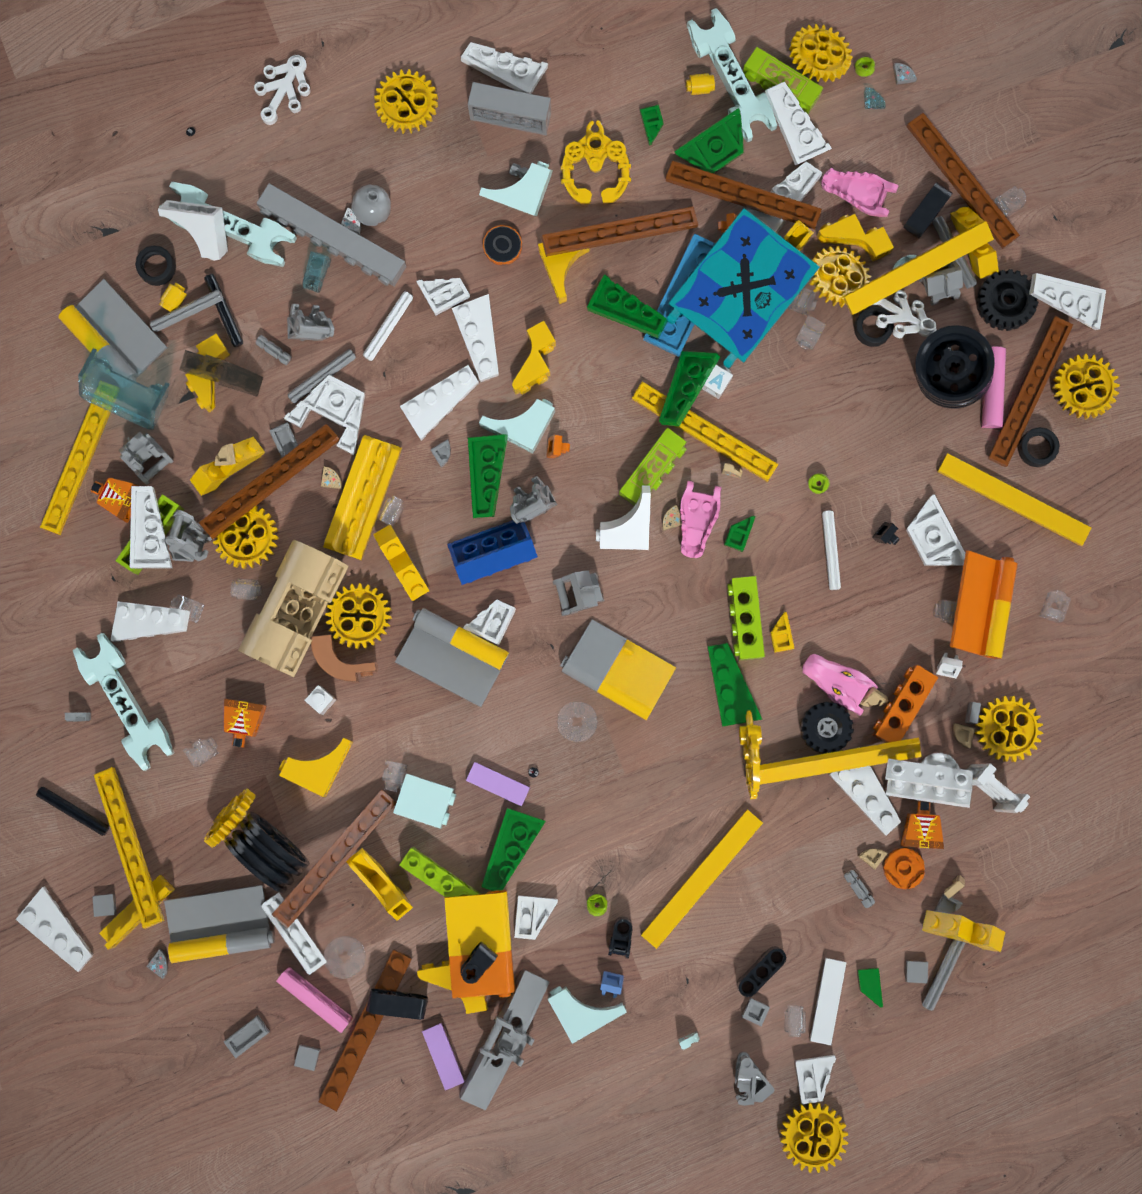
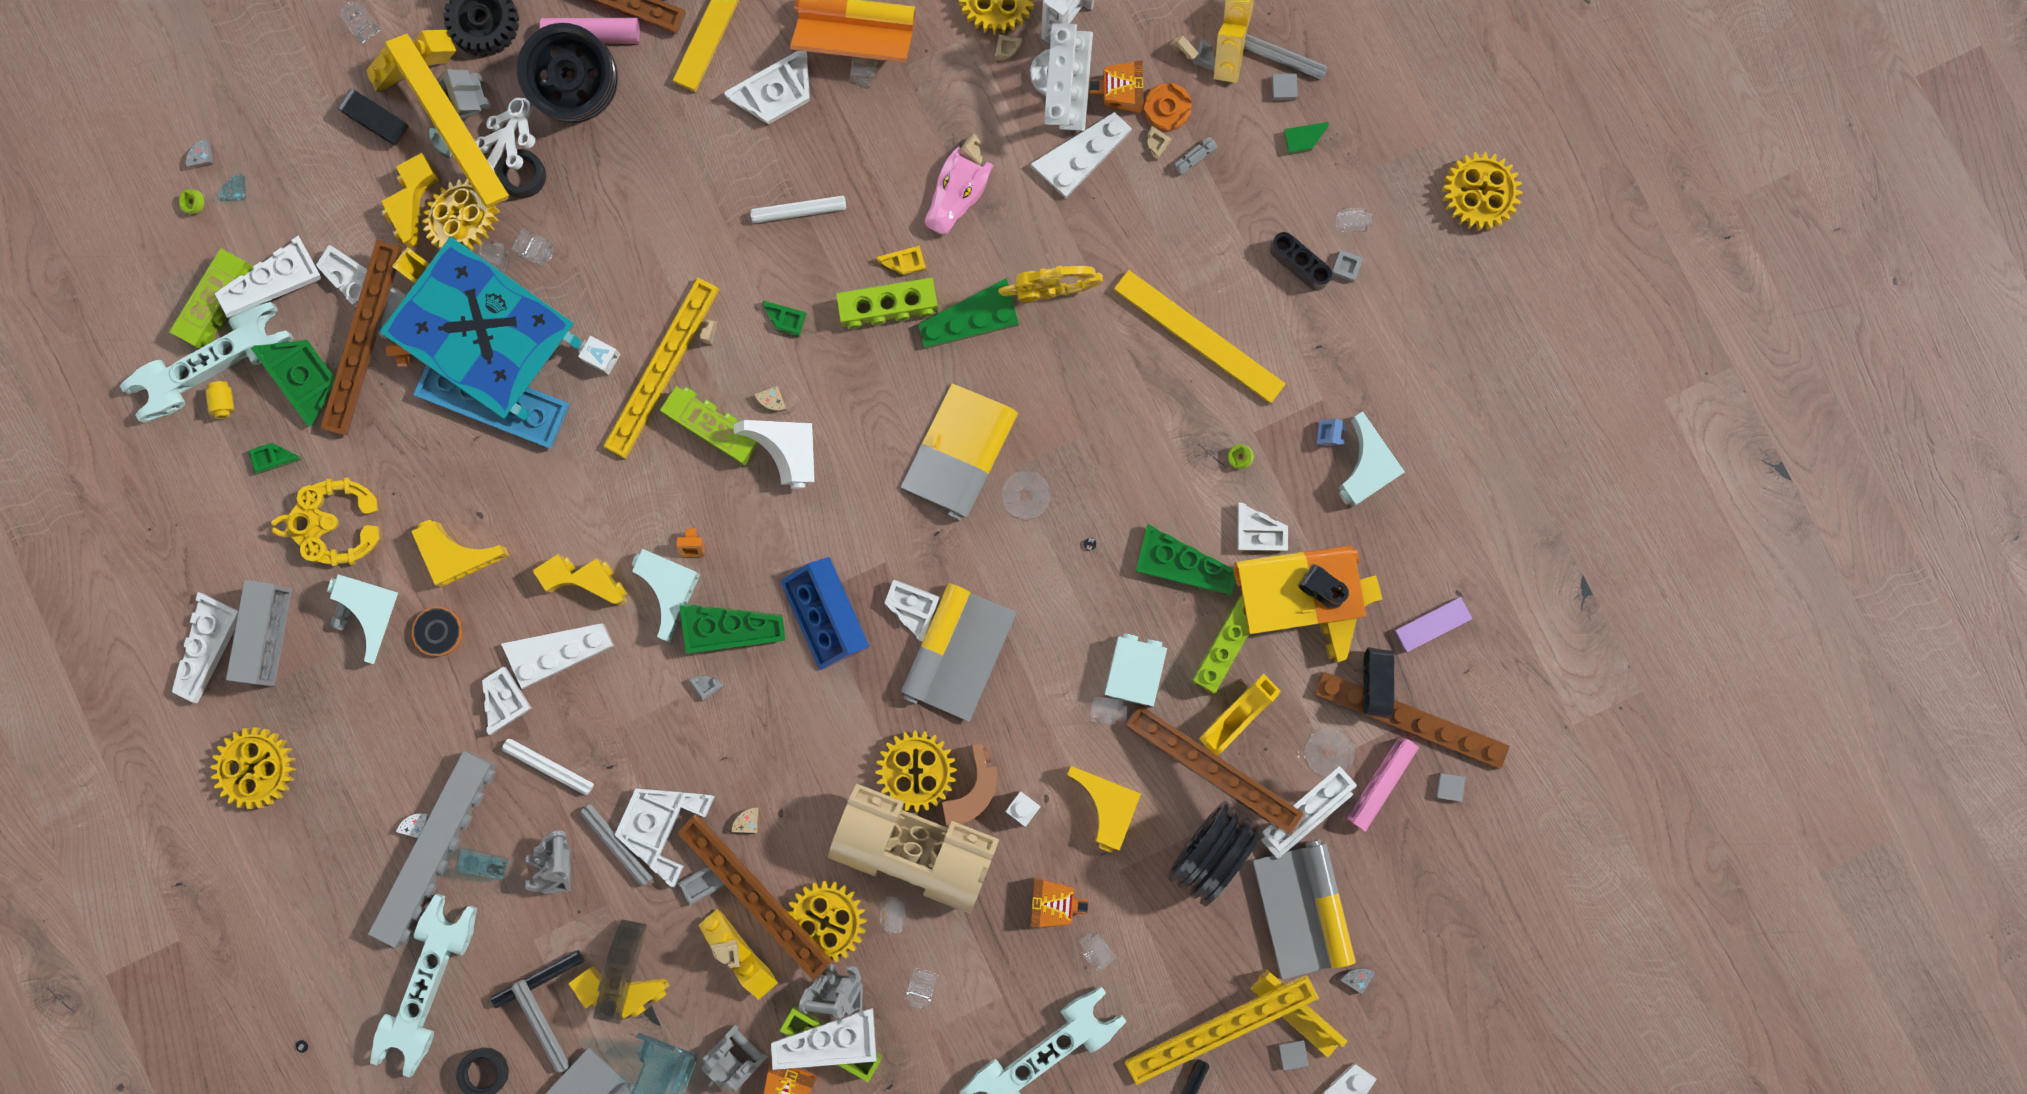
camera: 100 degrees left, 0 degrees up
(146, 621) = (941, 1042): white wing -> none
(172, 297) = (523, 1046): yellow brick -> none
(202, 222) = (423, 1014): white arch -> none
(229, 818) = (1176, 904): yellow gear -> none
(246, 1036) = (1433, 863): light grey tile -> none
(273, 350) = (585, 910): light grey axle -> none
(283, 85) = (237, 928): white plant -> none
(362, 497) = (767, 779): yellow plate -> none
(371, 205) = (391, 801): light grey cylinder -> none
(391, 511) = (782, 741): clear brick -> none
(401, 562) = (846, 724): yellow arch -> none
(435, 403) = (644, 700): white wing -> none
(485, 1077) = (1409, 552): light grey piece -> none
(498, 784) = (1107, 585): lavender tile -> none
(528, 506) = (762, 566): light grey piece -> none
(585, 590) = (865, 496): light grey piece -> none
(618, 305) = (510, 478): green wing -> none
(619, 231) = (414, 485): dark orange plate -> none
(621, 939) = (1281, 425): black piece -> none
(686, 1041) = (1388, 342): light aqua tile -> none
(687, 383) = (600, 389): green wing -> none
(698, 516) = (767, 367): bright pink animal -> none
(751, 1081) = (1426, 265): light grey piece -> none
(813, 1077) = (1415, 196): white wing -> none
(819, 483) = (718, 228): lime tile -> none
(820, 53) = (175, 254): yellow gear -> none
(823, 719) = (1013, 191): black wheel -> none
(828, 1001) = (1327, 184): white tile -> none
(839, 761) = (1048, 180): yellow tile -> none
(861, 190) = (350, 197): bright pink animal -> none
(886, 534) = (774, 145): black tile -> none
(925, 682) = (950, 91): orange brick -> none
(945, 234) = (406, 94): light grey axle -> none
(949, 667) = (928, 66): white tile -> none
(962, 179) = (330, 79): dark orange plate -> none
(972, 713) = (981, 36): light grey tile -> none

